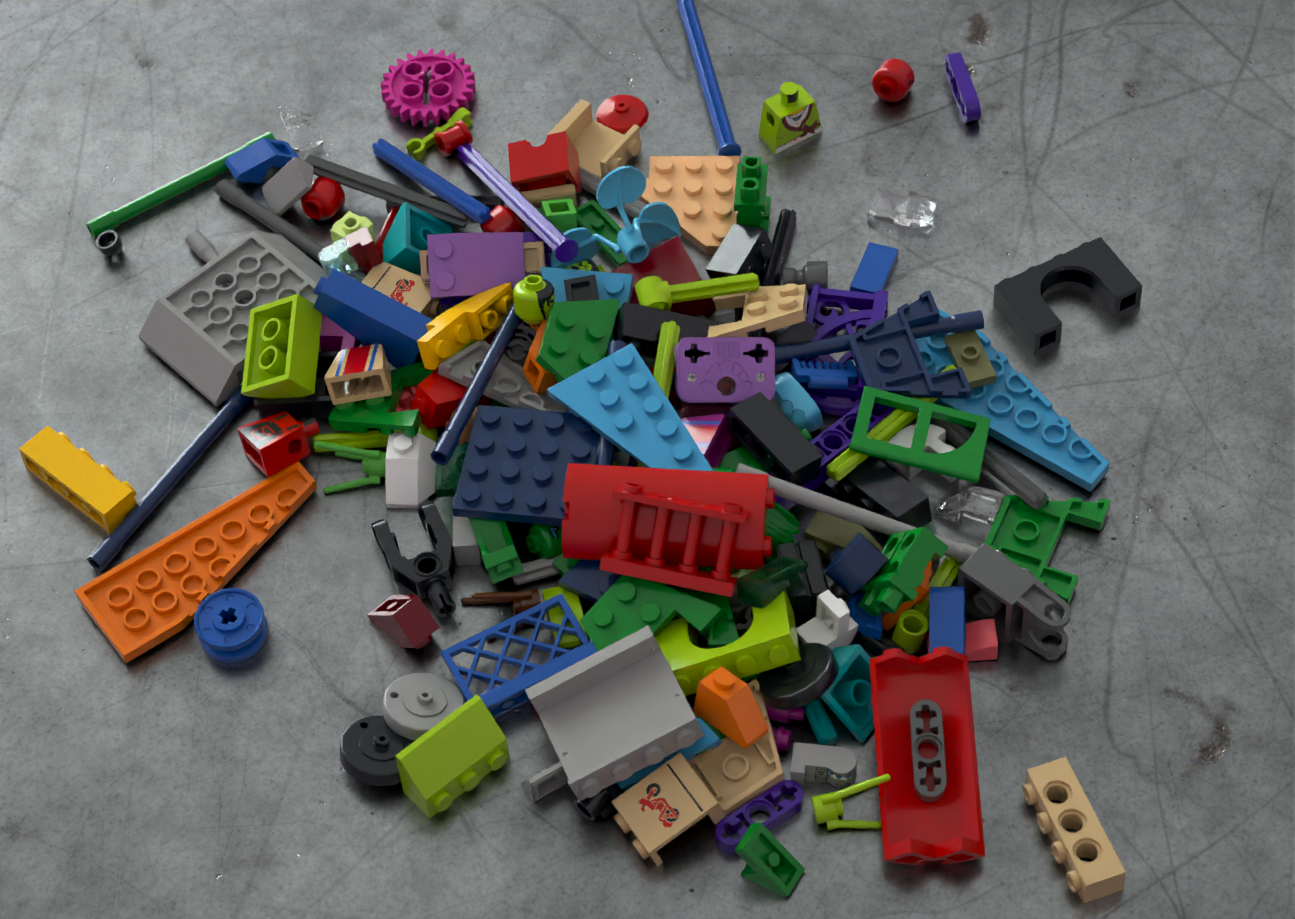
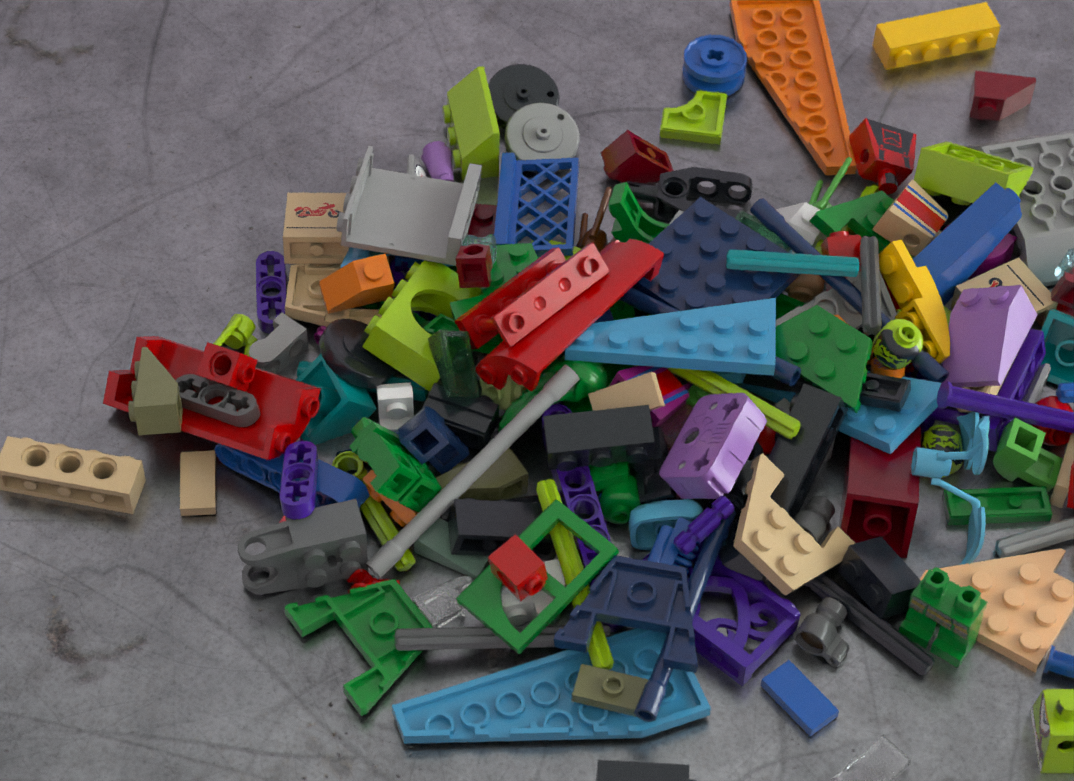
camera: 115 degrees right, 0 degrees up
(112, 544) = (855, 36): dark blue piece -> none
(137, 404) = (999, 95): none -> dark red slope
(305, 611) = (697, 120): none -> lime tile
(479, 344) = (870, 285): none -> dark grey axle
(497, 398) = (792, 263): none -> teal axle
(511, 773) = (438, 160): none -> medium lavender cone
(654, 612) = (476, 261): none -> dark red leg
(660, 295) = (844, 448): lime axle -> none
(724, 438) = (630, 393): none -> tan tile
(768, 861) = (222, 267): green slope -> none
(799, 351) = (703, 525): none -> dark purple axle
(898, 745) = (216, 362): none -> red brick
(934, 432) = (518, 568): none -> red brick
(965, 783) = (155, 398): none -> olive slope
(984, 594) = (305, 488): none -> dark purple beam
(1003, 740) = (197, 483): none -> tan tile

